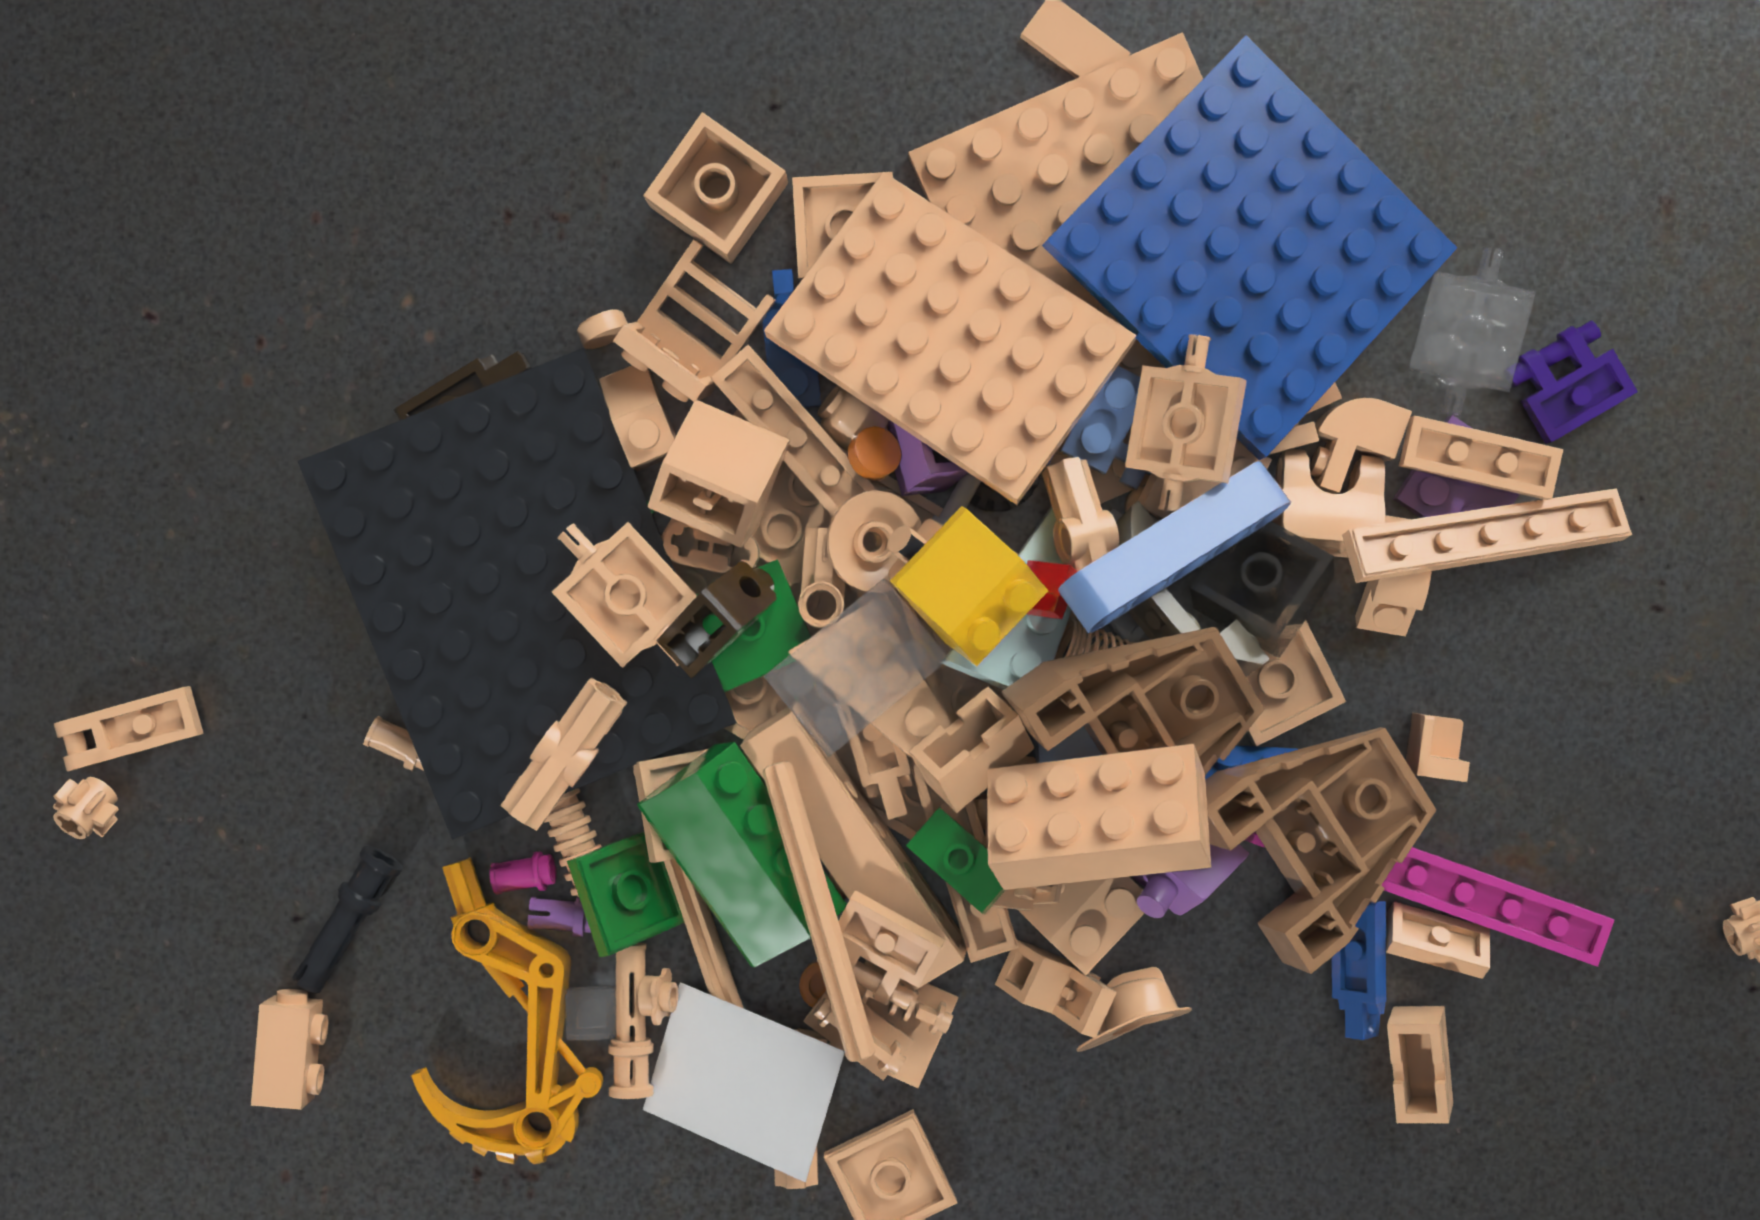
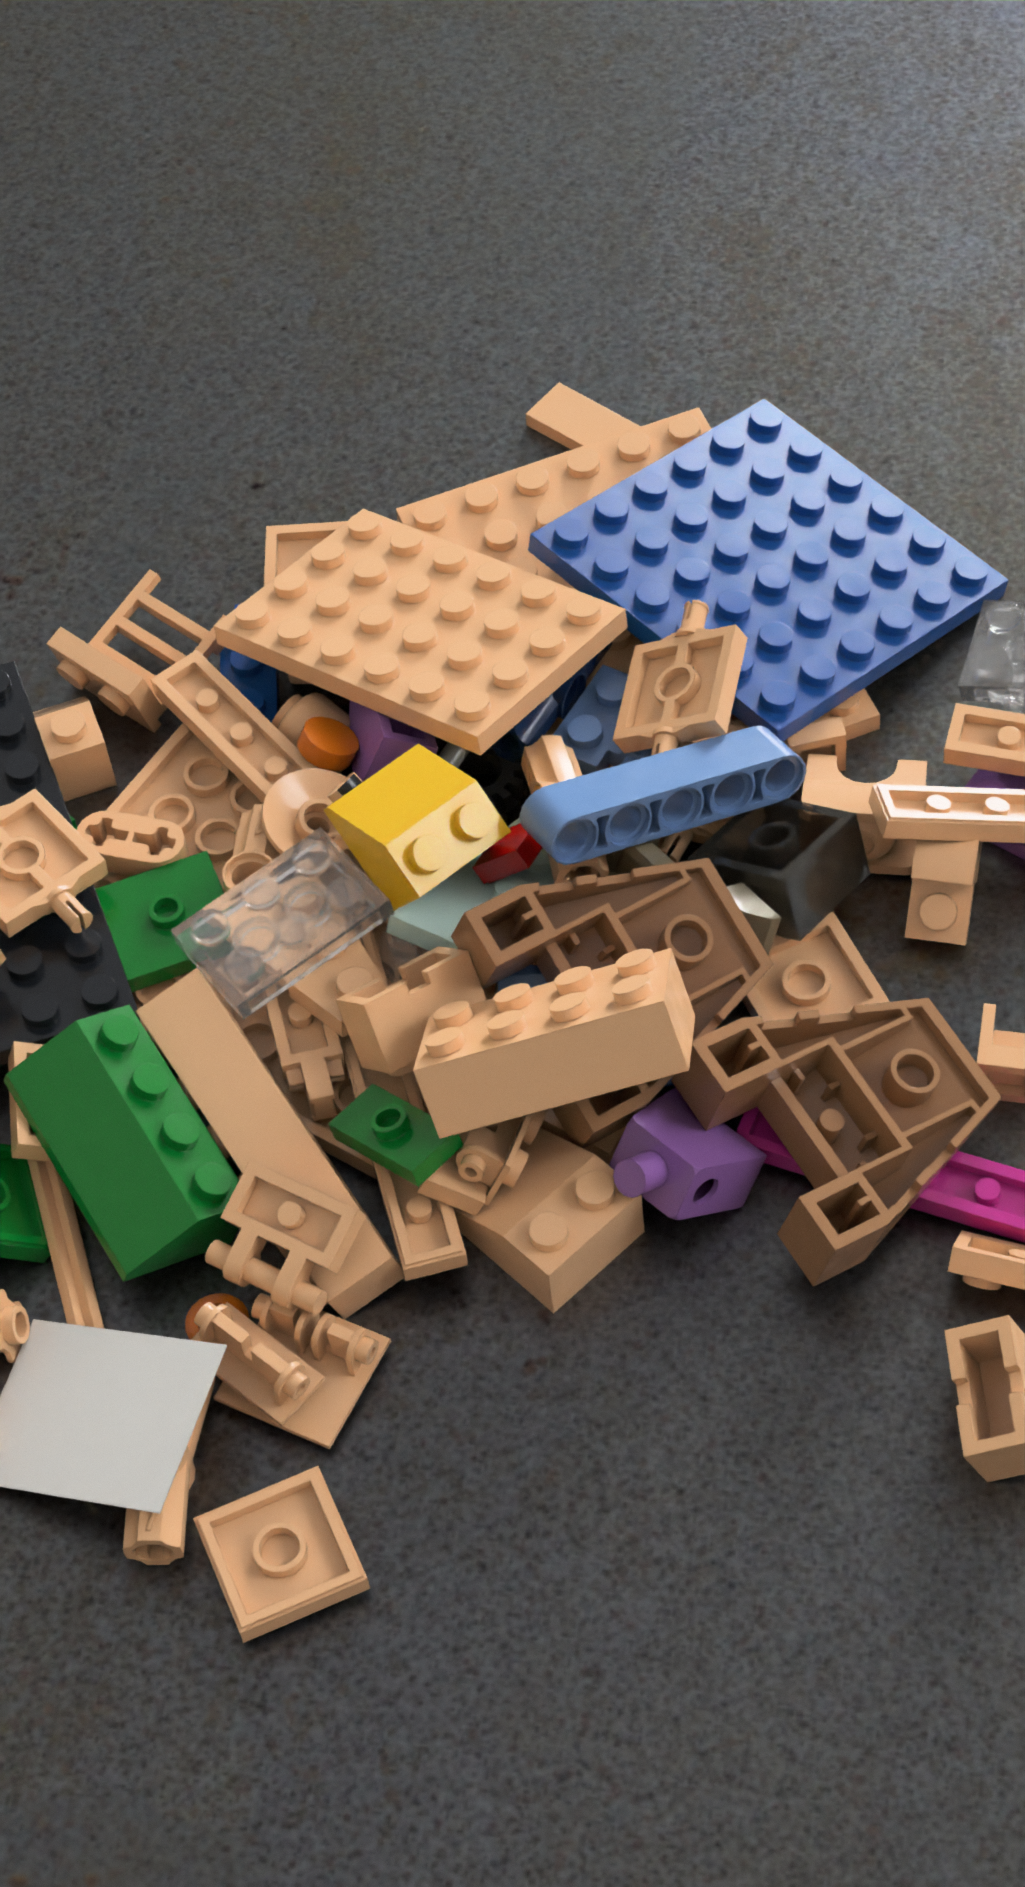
camera: 10 degrees right, 35 degrees down
(601, 328) = (37, 662): light nougat tile -> none
(716, 188) = (183, 529): light nougat brick -> none
(718, 474) = (146, 756): light nougat slope -> none
(735, 599) = (123, 862): dark brown torso -> none
(819, 911) = (211, 1181): light nougat axle -> none
(1056, 987) = (511, 1312): light nougat brick -> none
(1139, 1001) = (612, 1345): light nougat piece -> none
(1356, 426) = (896, 730): light nougat brick -> none
(1361, 974) = (917, 1297): blue hinge -> none

